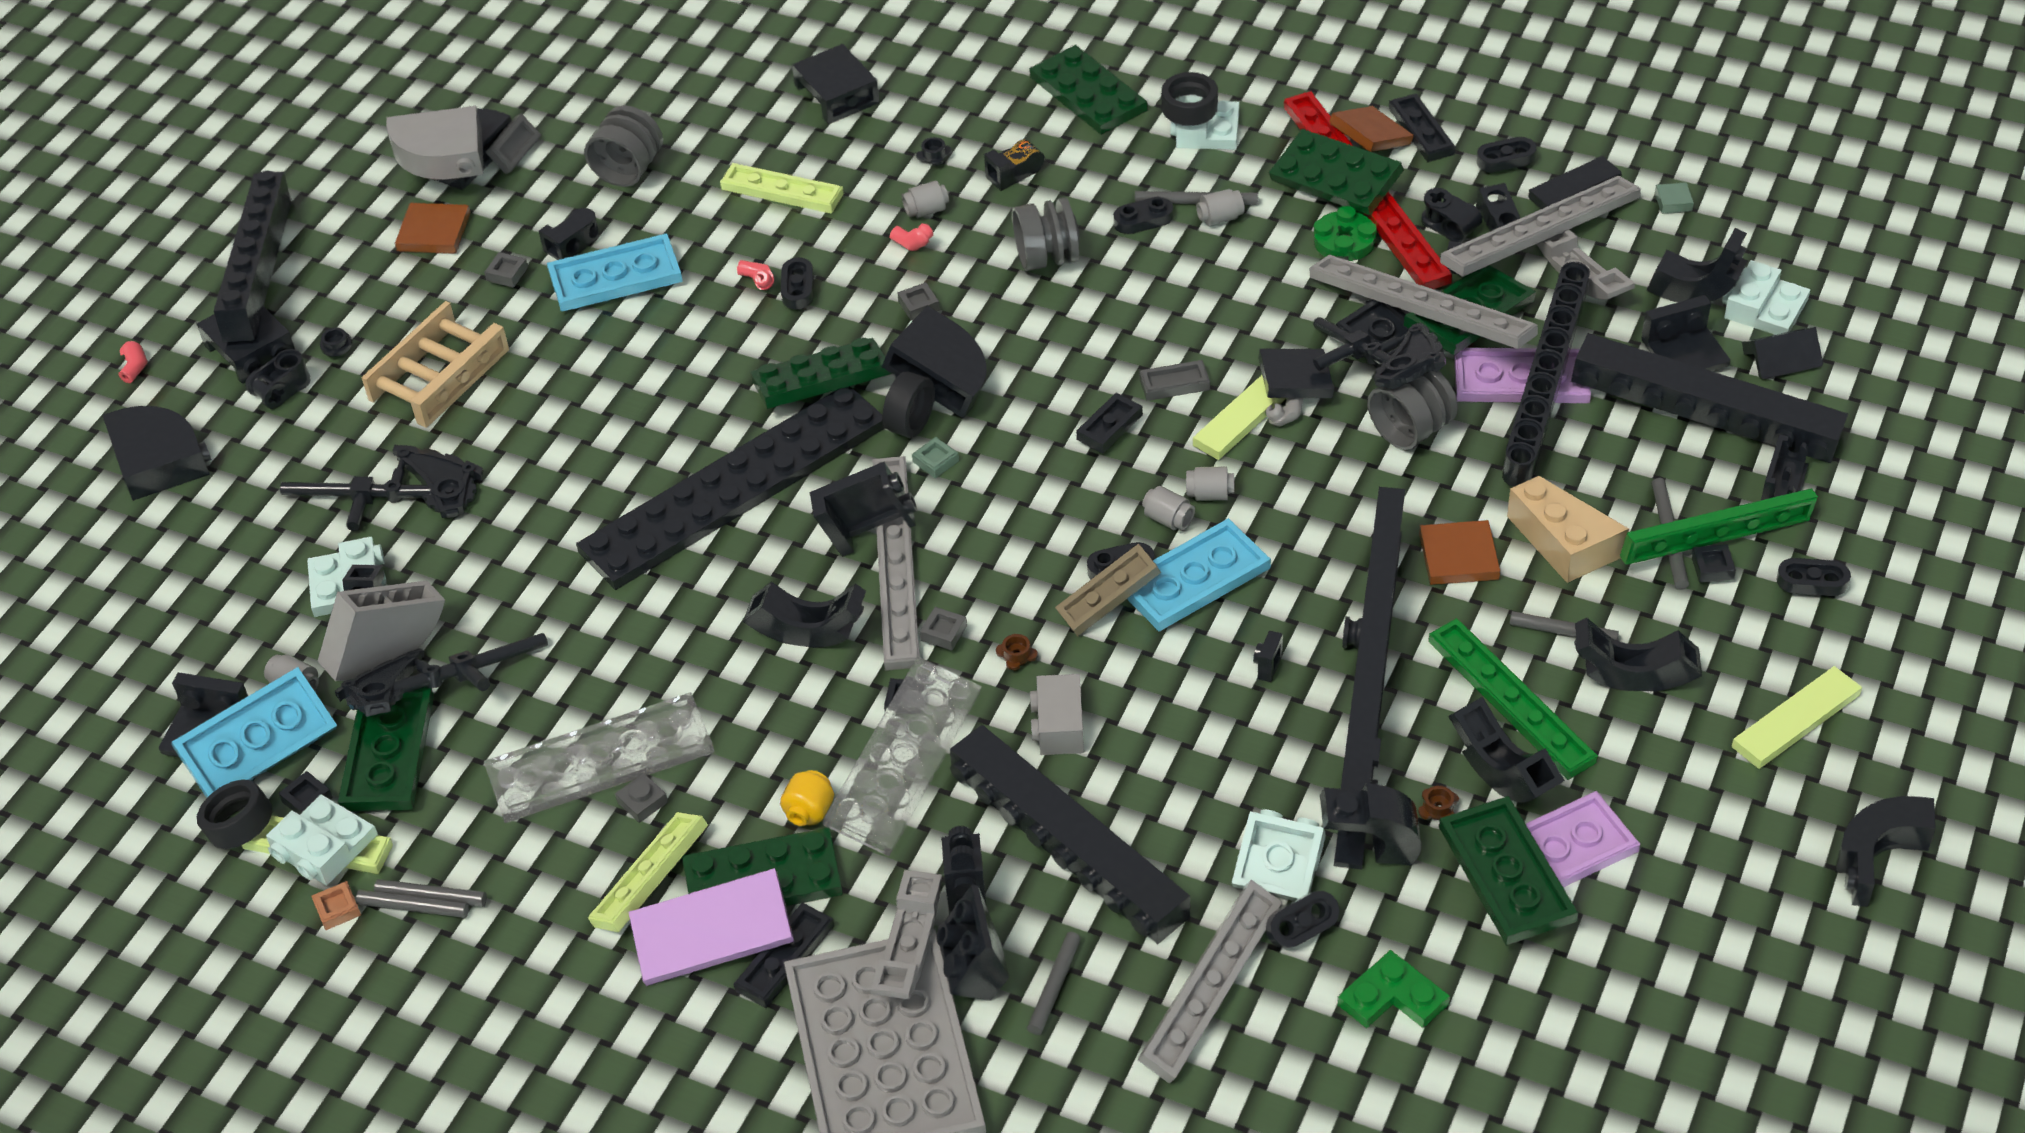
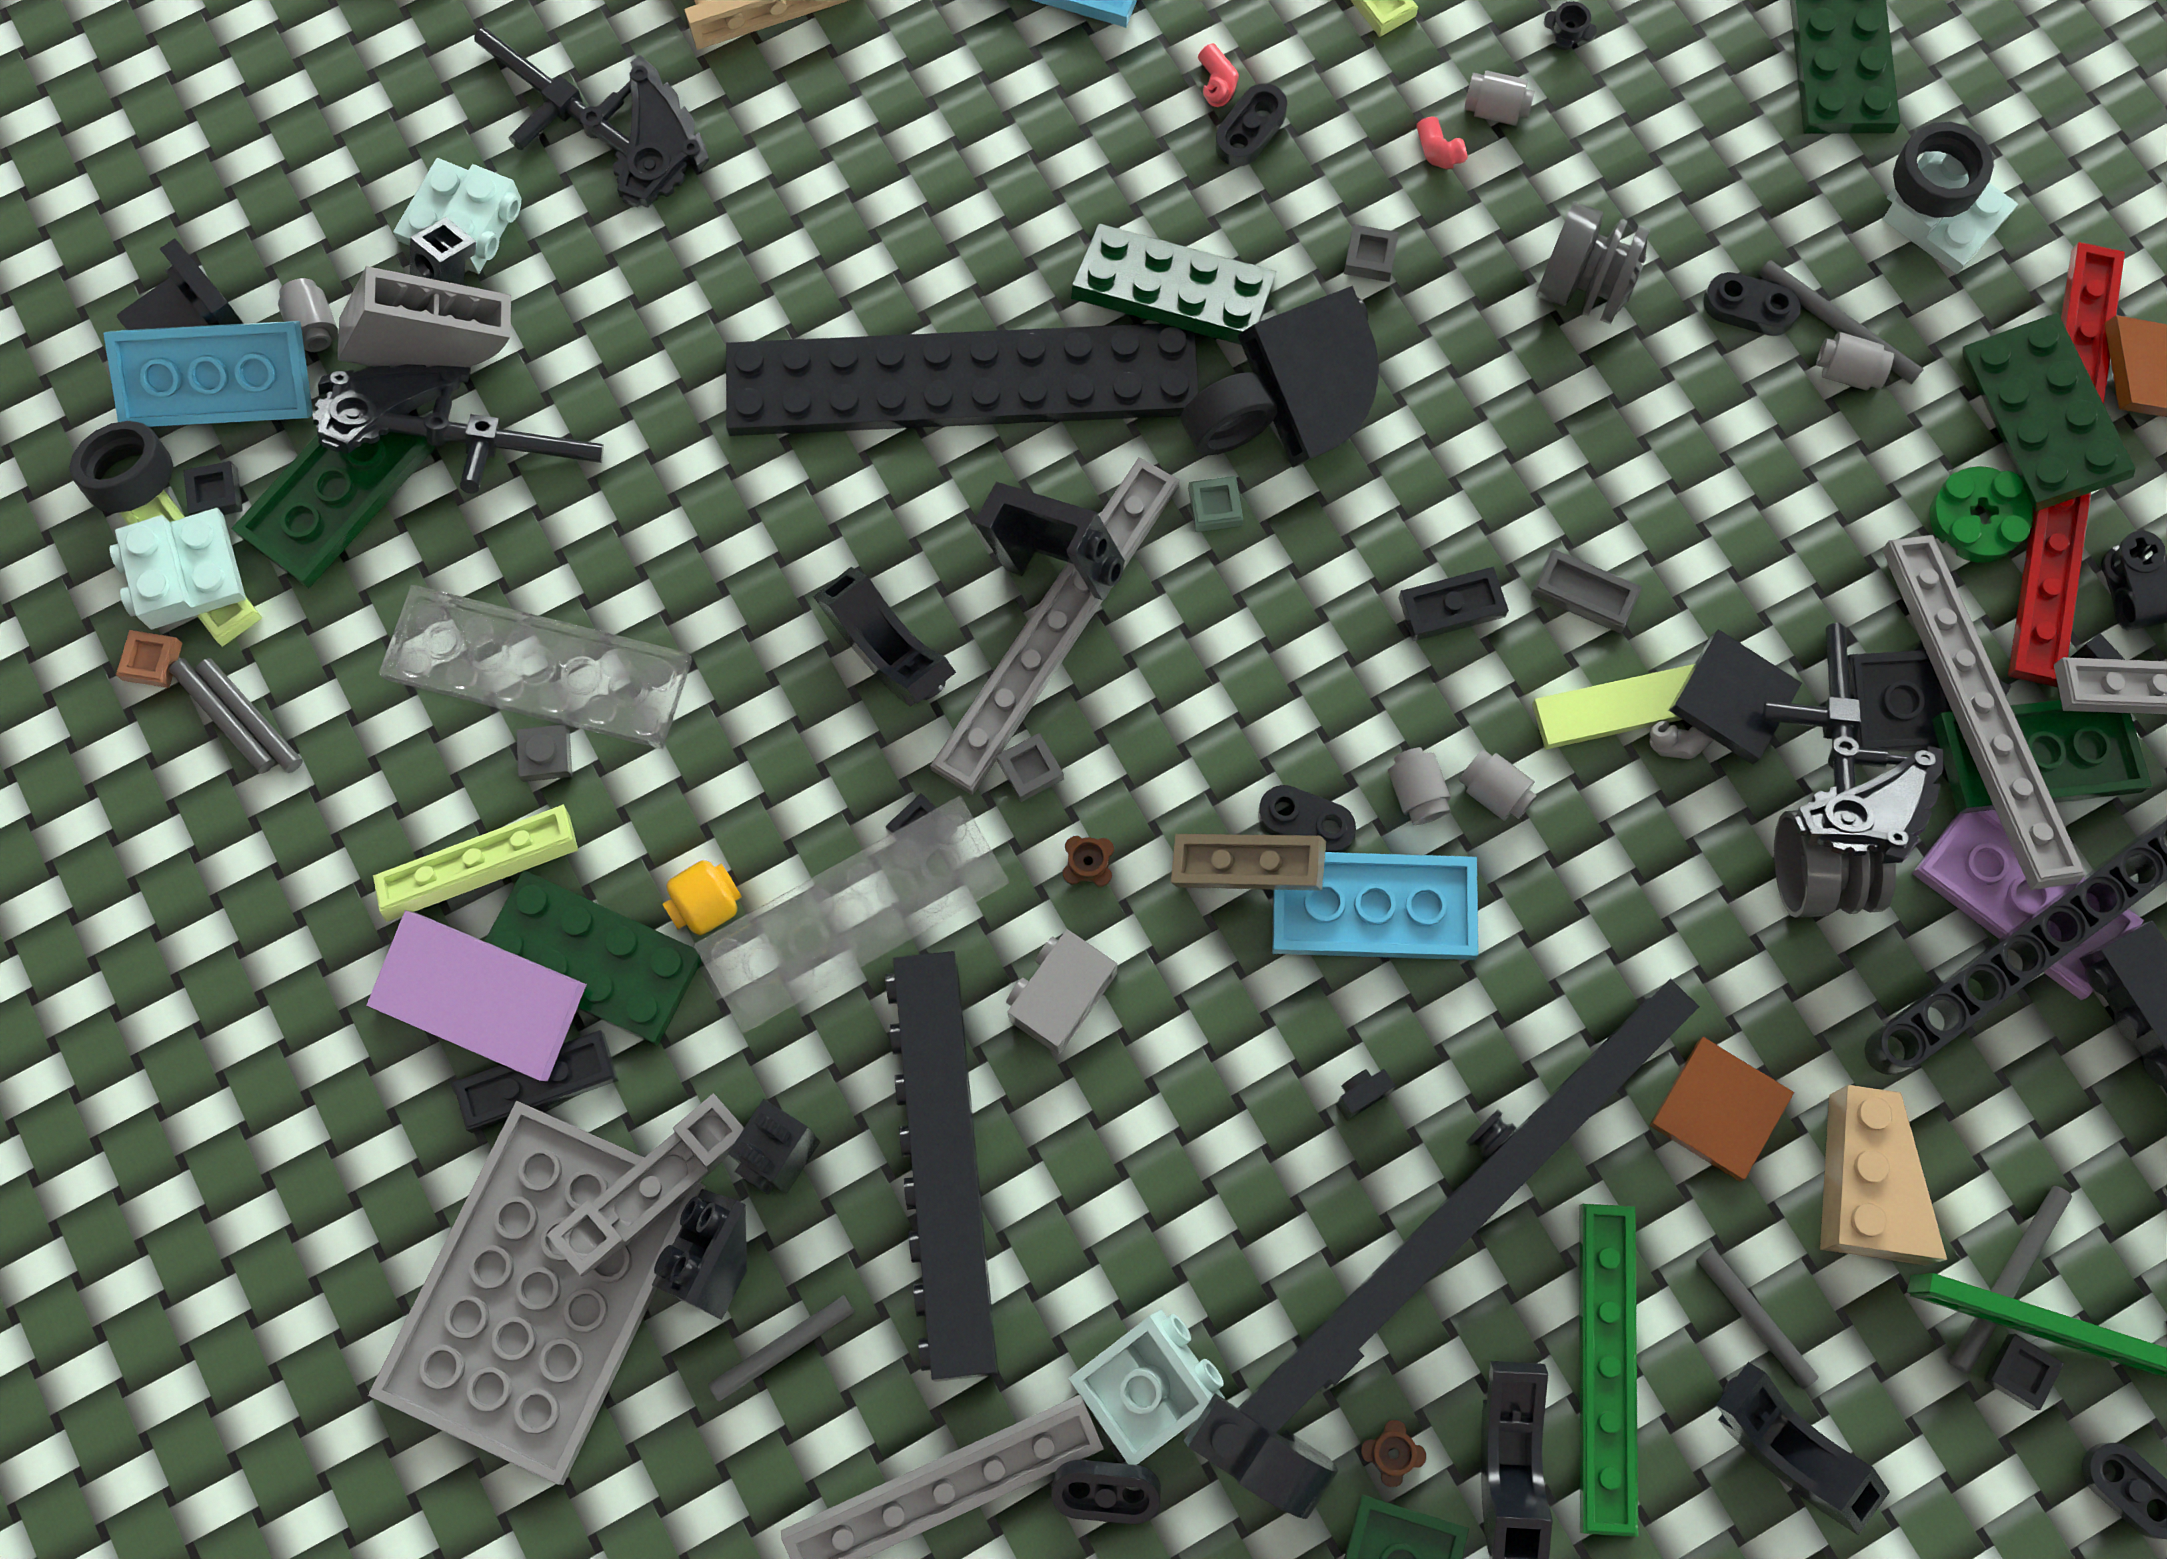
camera: 35 degrees right, 25 degrees up
(1013, 164) = (1651, 113): black leg -> none

